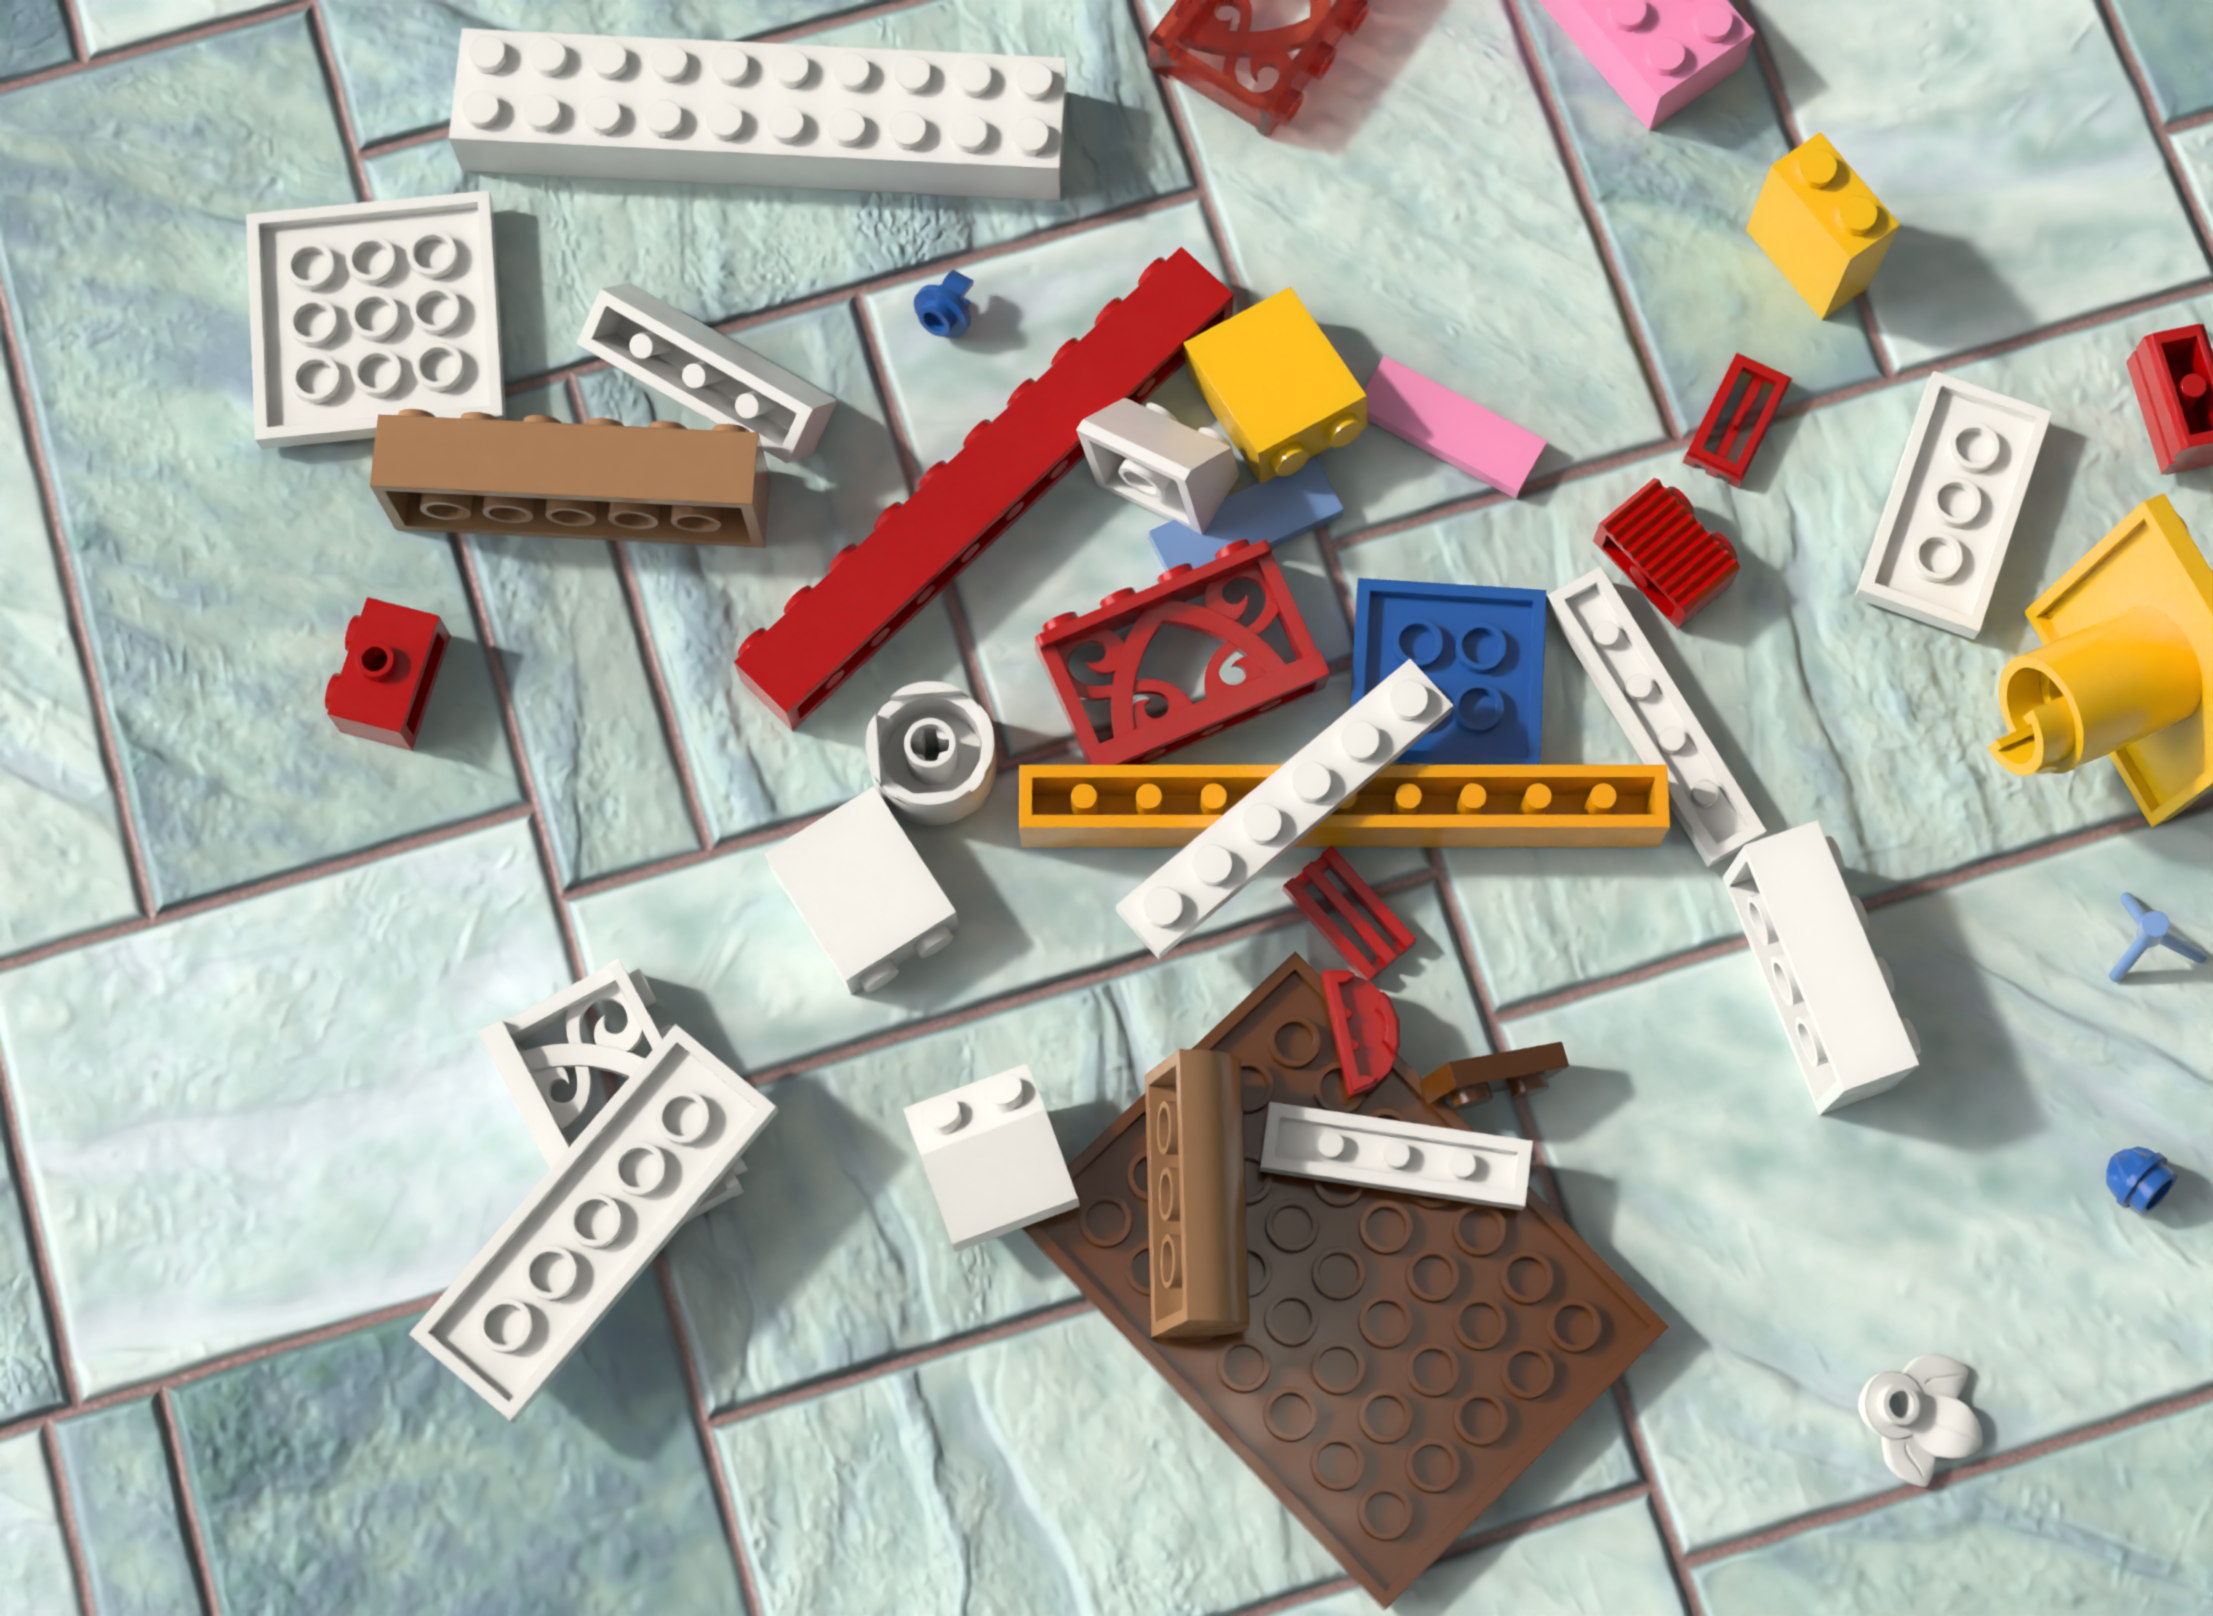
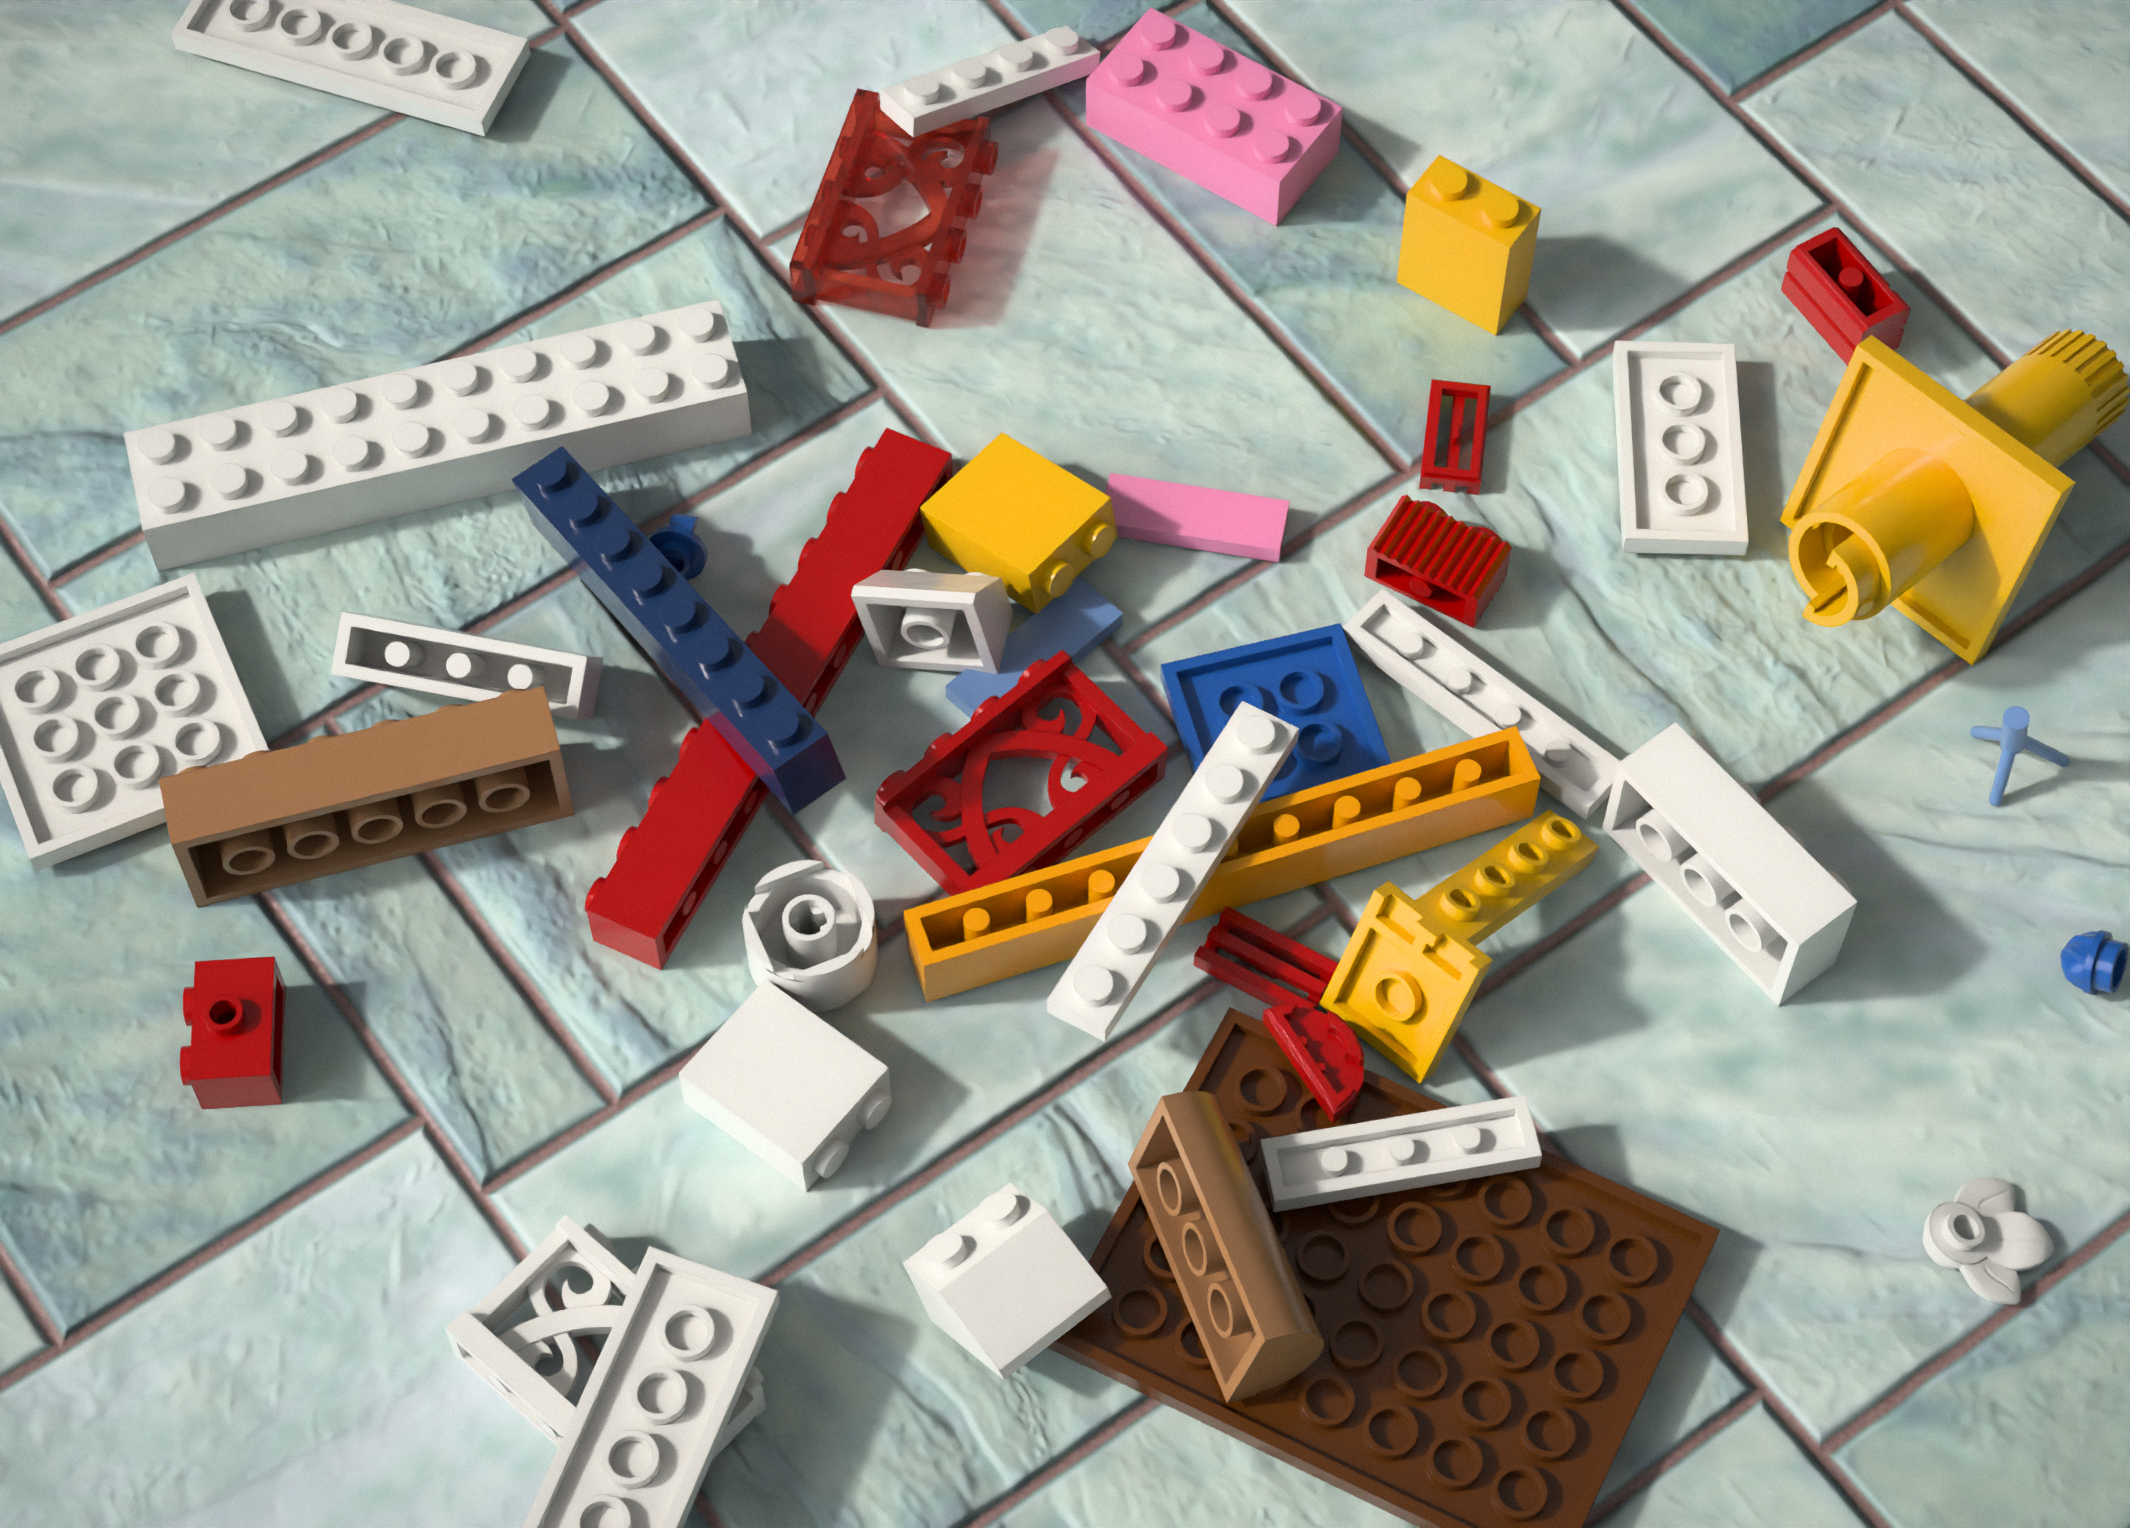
camera: 20 degrees left, 15 degrees down
(908, 406) = (680, 631): none -> dark blue brick
(1474, 978) = (1417, 960): none -> yellow bracket
(1475, 1079) = (1455, 1055): reddish brown plate -> none

